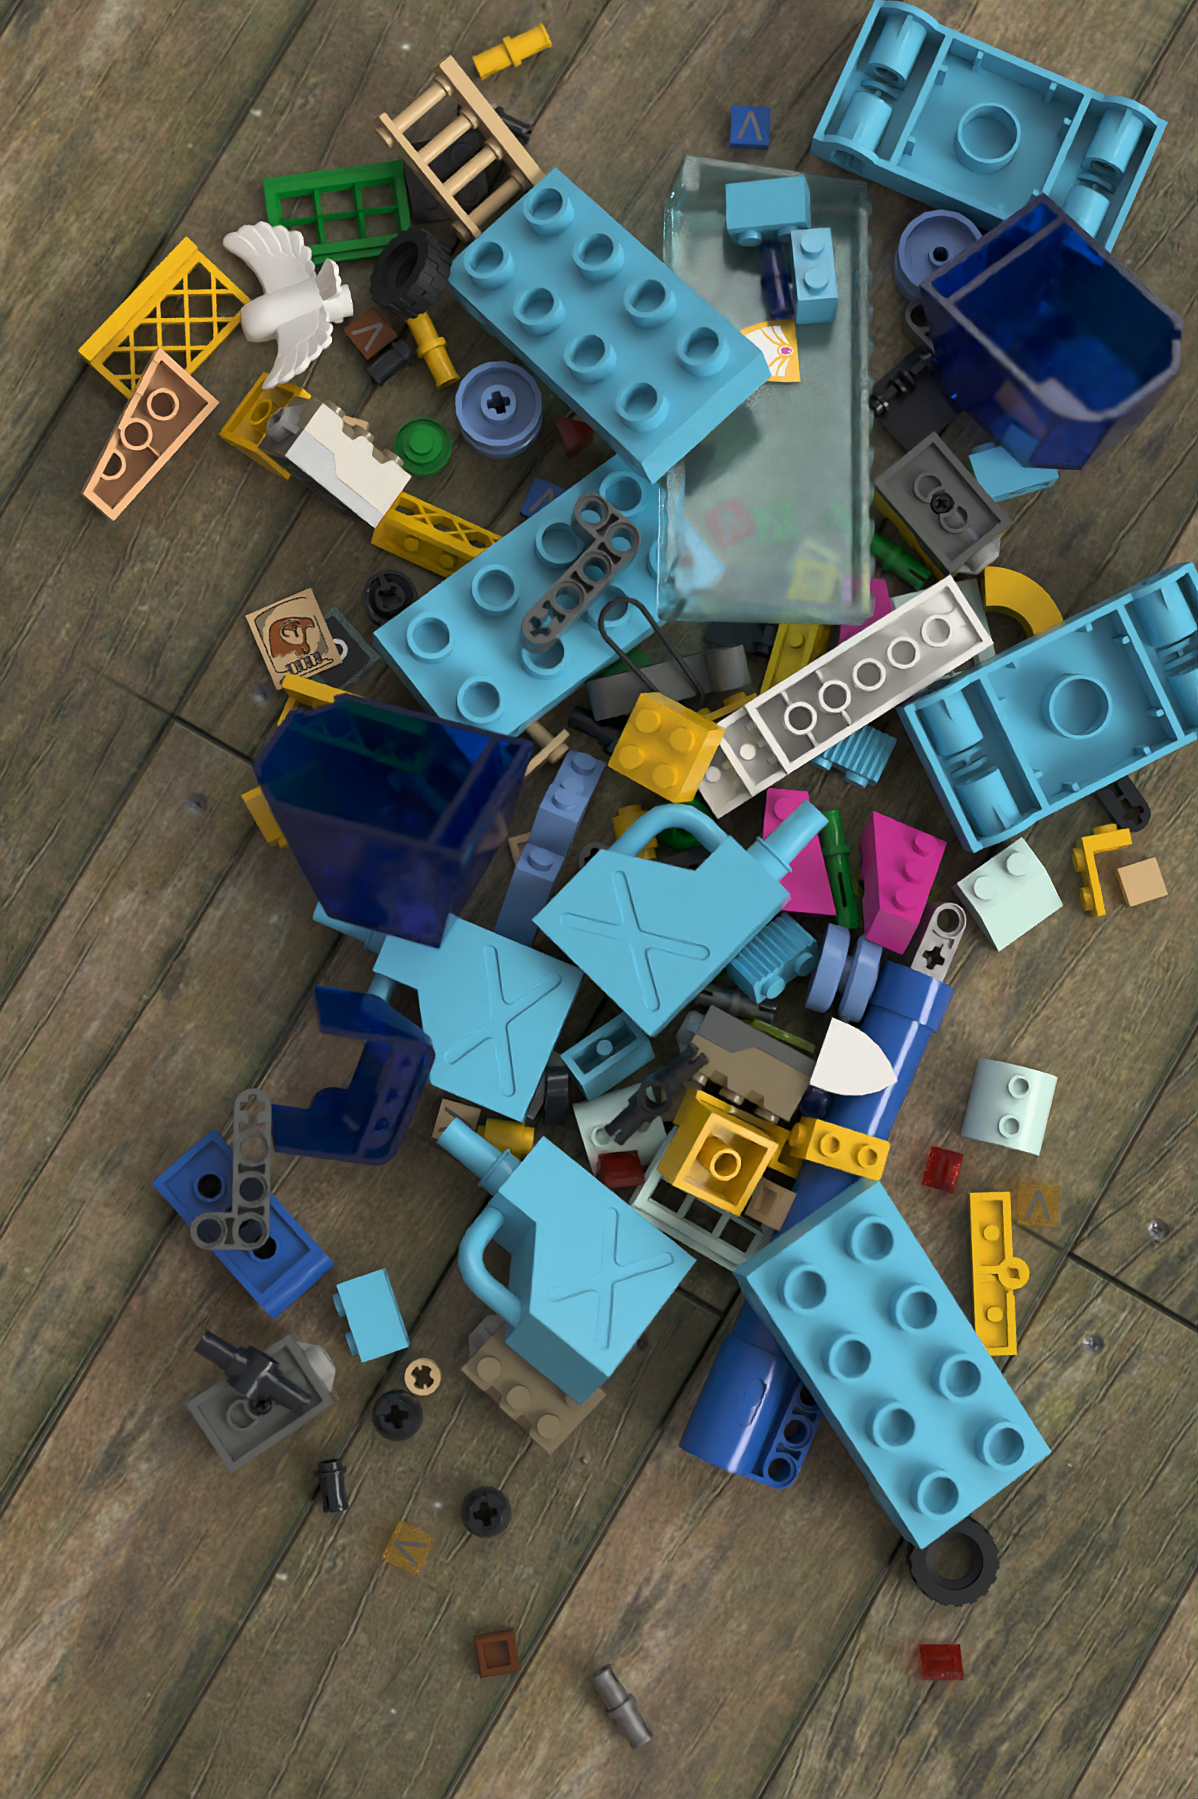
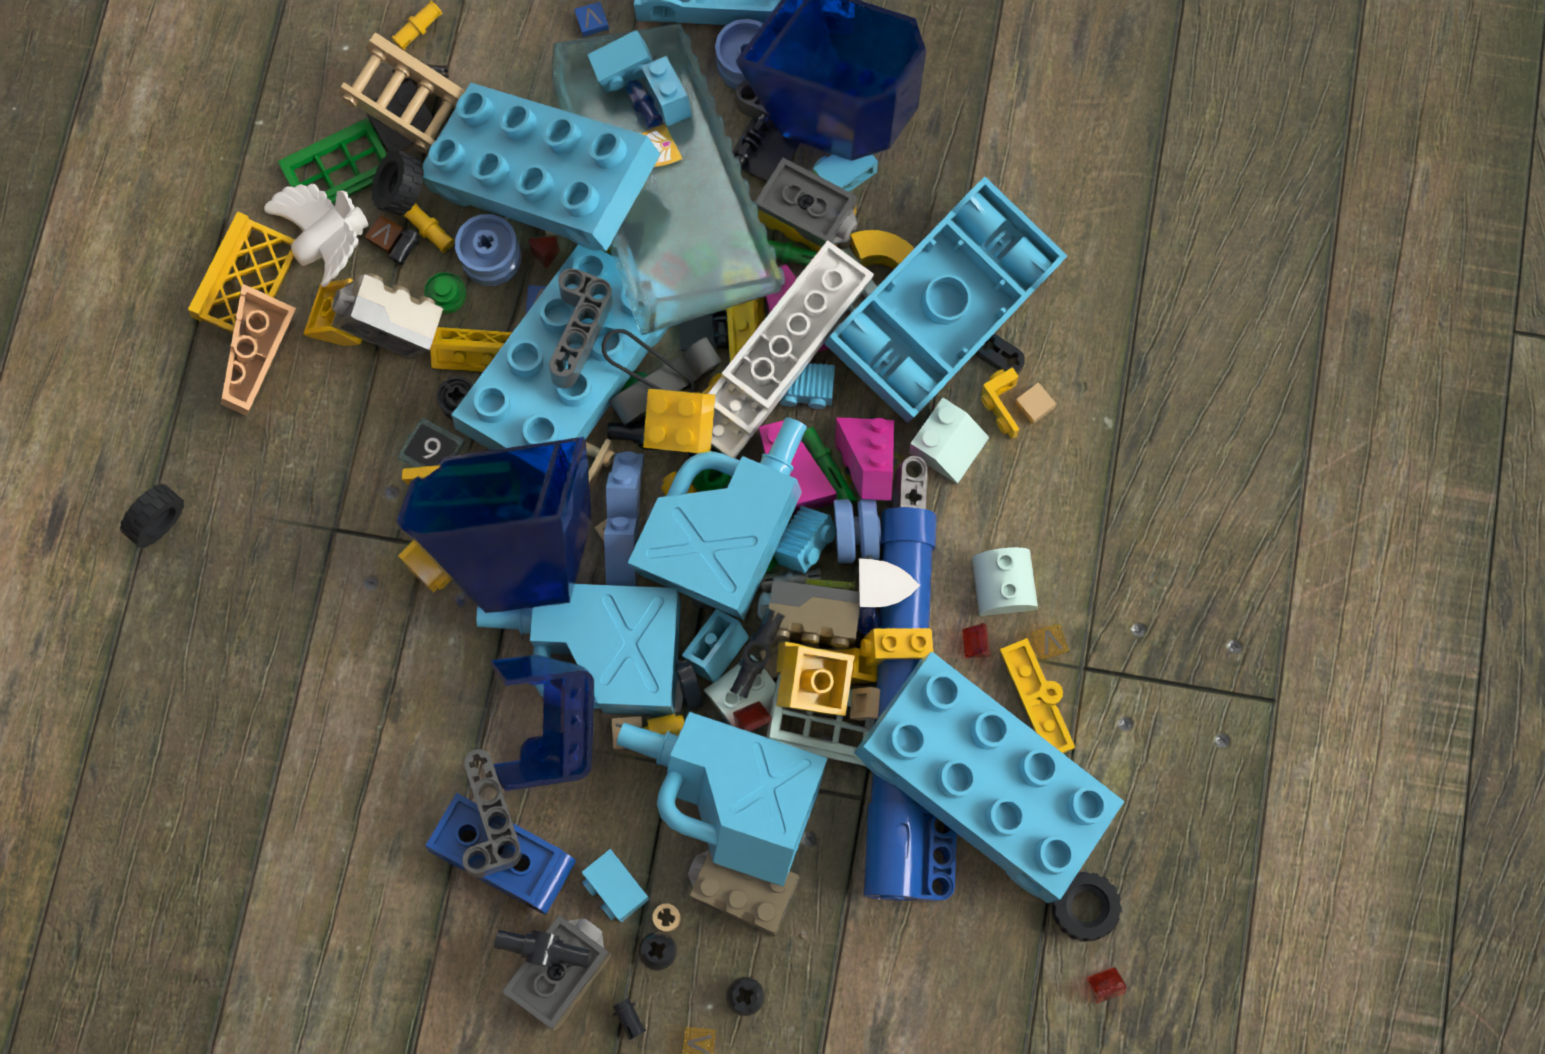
camera: 15 degrees left, 10 degrees down
(293, 637) = (400, 447): tan sticker -> none

